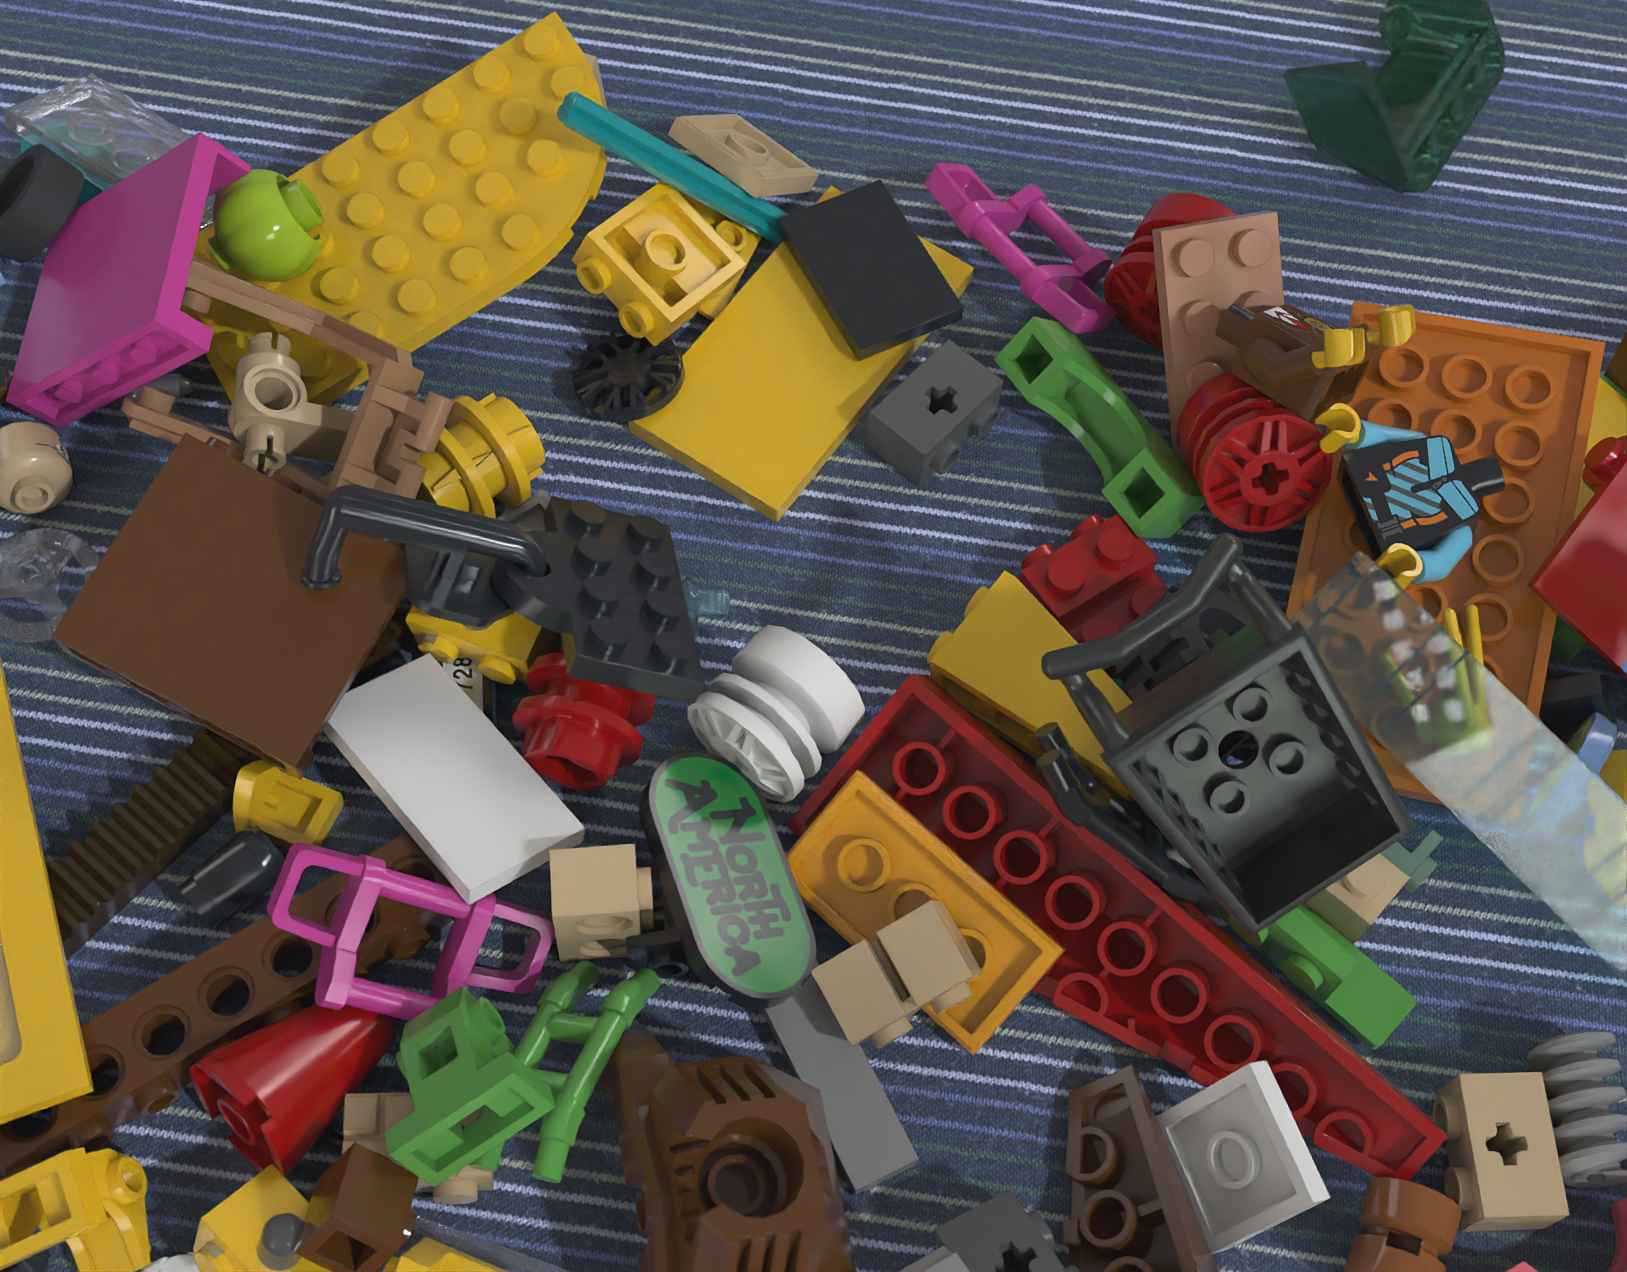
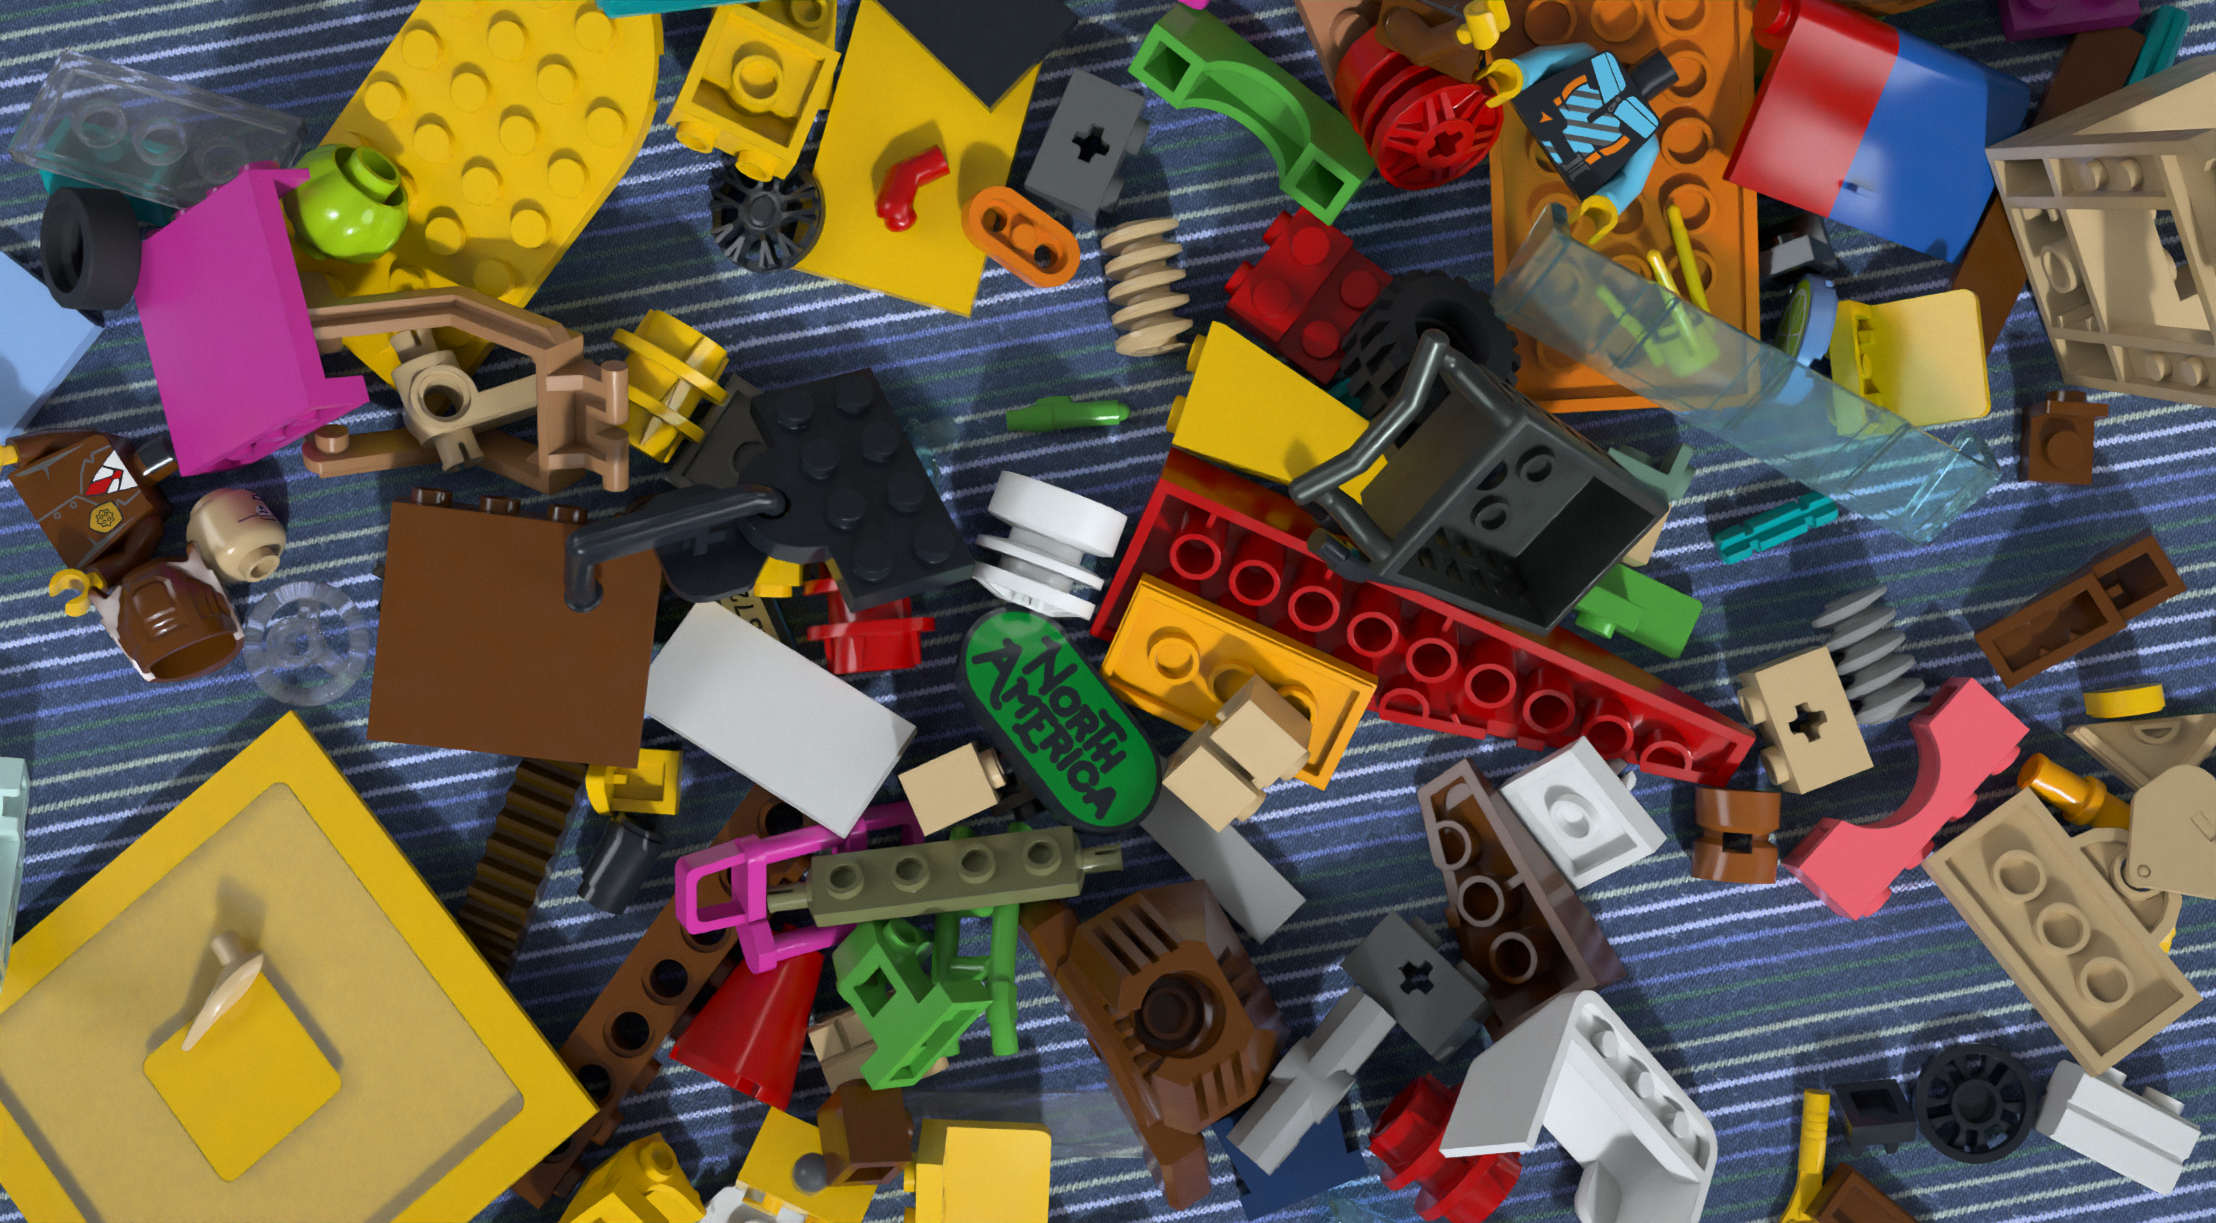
camera: 10 degrees left, 25 degrees up
(555, 975) = (945, 876): none -> olive plate
(762, 382) = (901, 186): none -> red arm
(833, 624) = (1062, 413): none -> bright green piece
(850, 460) = (1019, 234): none -> orange plate
(950, 538) = (1145, 287): none -> tan piece
(1507, 954) = (1774, 527): none -> teal axle

